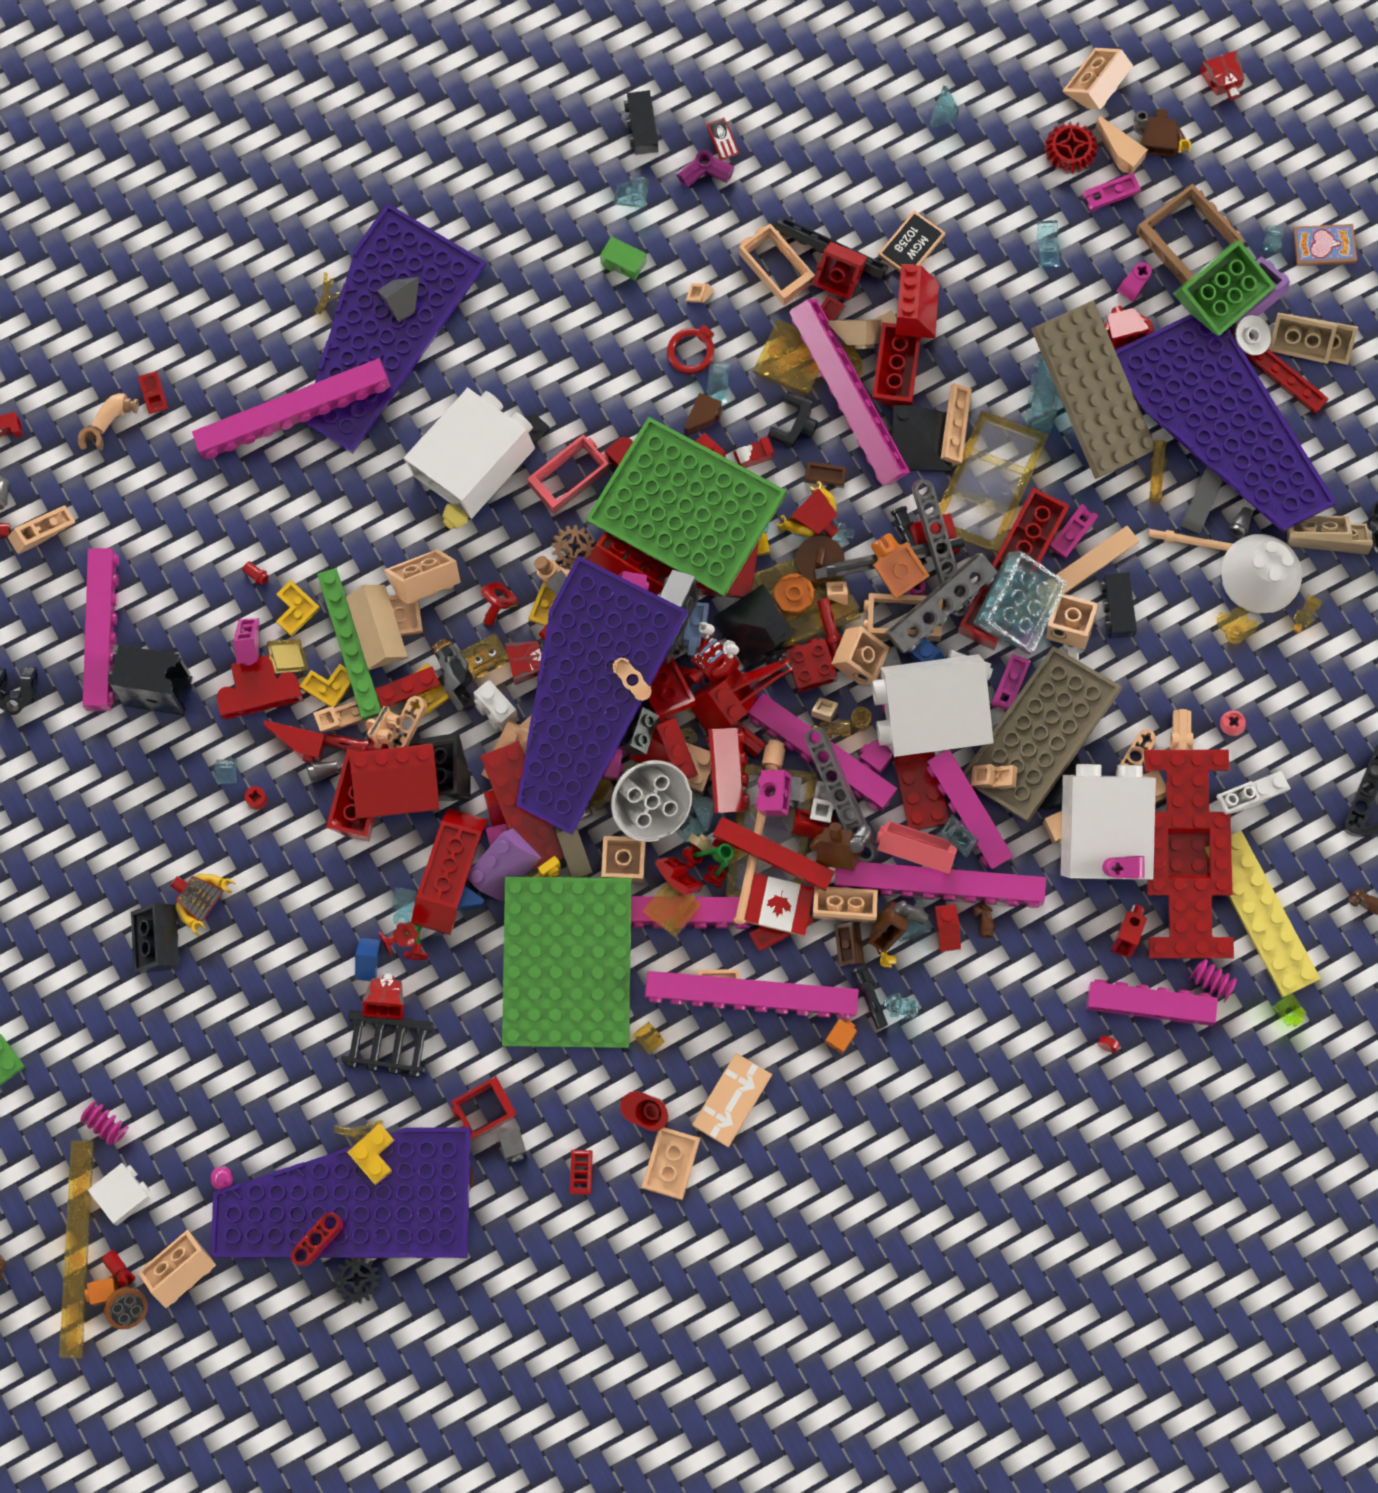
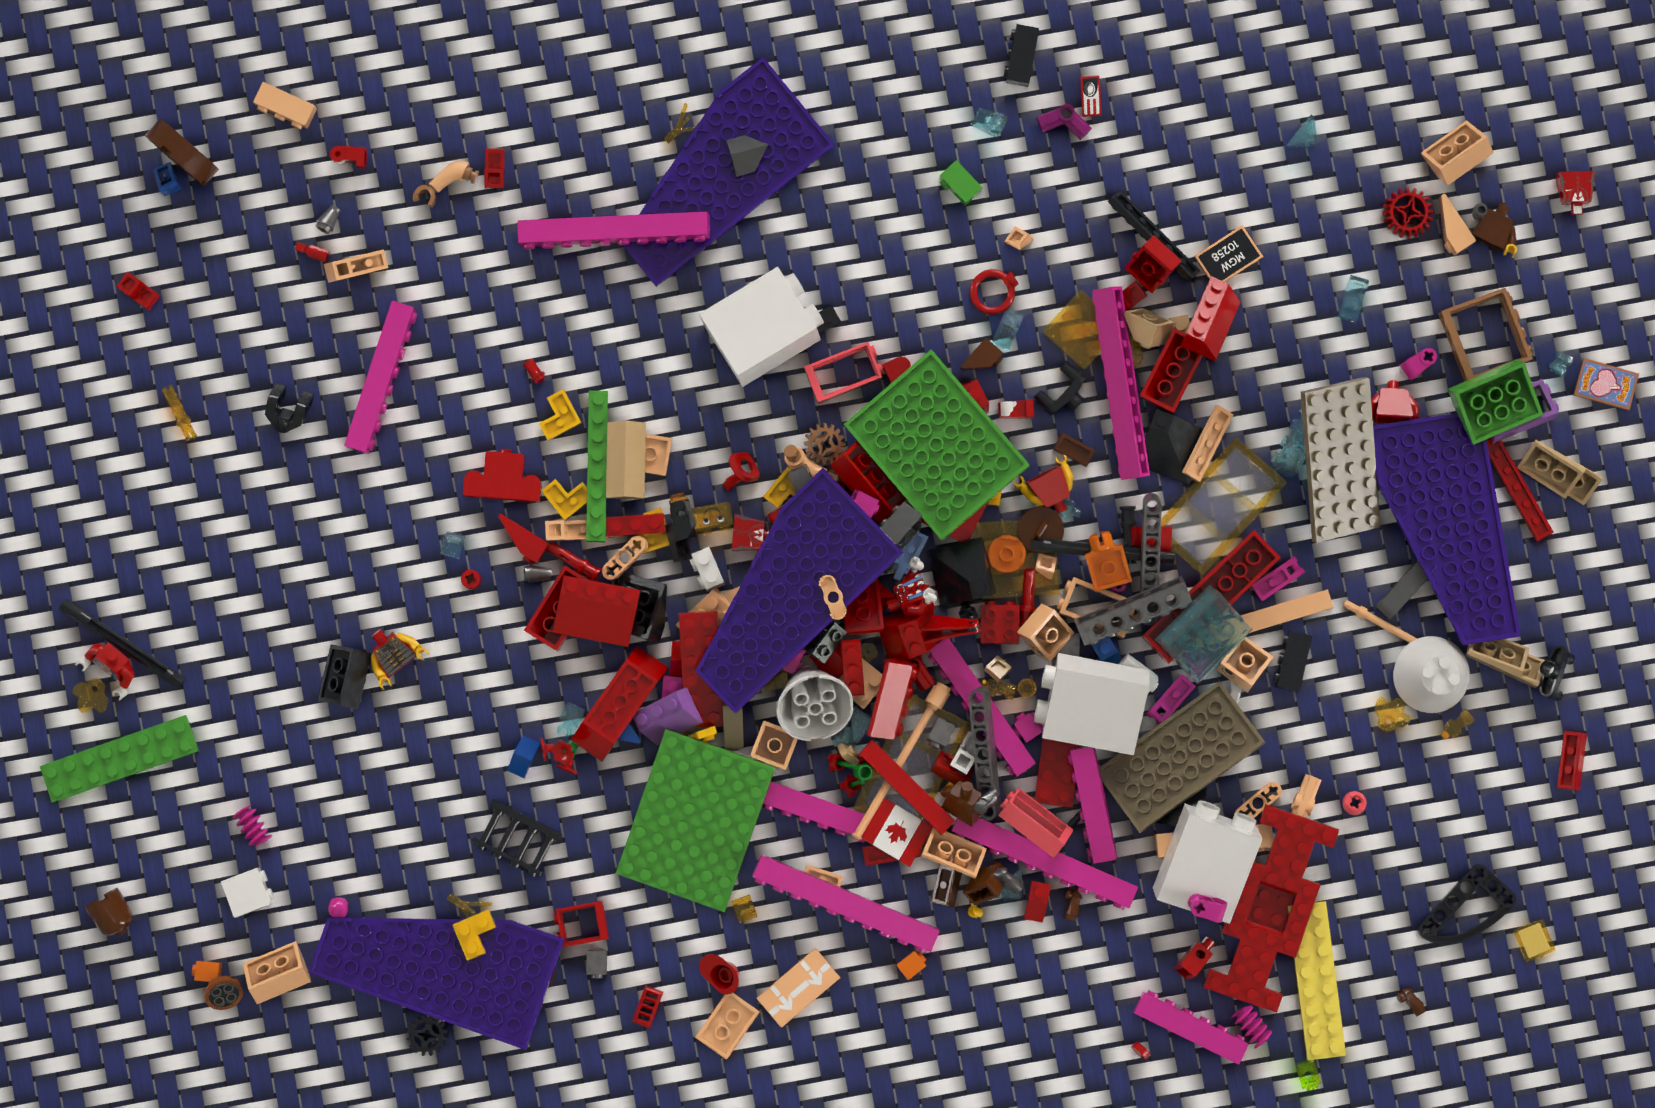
camera: 15 degrees right, 10 degrees up
(76, 1249) = (196, 926): clear yellow plate -> none
(117, 1268) = (226, 955): red bar -> none
(149, 679) = (409, 445): black gear -> none
(247, 641) = (507, 434): dark pink slope -> none
(287, 656) = (538, 459): clear yellow piece -> none
(307, 1245) = (393, 992): red beam -> none
(381, 727) = (599, 555): light nougat hips -> none
(384, 998) = (527, 799): red torso -> none
(423, 576) = (682, 426): light nougat slope -> none
(454, 517) = (727, 379): light yellow cone -> none
(671, 909) = (802, 805): clear yellow hinge -> none
(676, 875) = (815, 775): red slope -> none
(778, 803) = (934, 731): dark pink brick -> none
(794, 288) = (1108, 264): light nougat window -> none
(867, 989) = (948, 937): black pin -> none
(901, 1006) = (969, 955): clear light blue animal -> none
(959, 836) = (1075, 825): clear light blue slope -> none
(994, 777) = (1124, 782): light nougat slope -> none
(1111, 192) = (1429, 268): dark pink plate -> none
(1158, 463) = (1373, 548): clear yellow pin -> none
(1240, 524) = (1429, 623): flat silver cone -> none
(1253, 793) = (1347, 873): white slope -> none
(1259, 334) = (1512, 455): white dish -> none

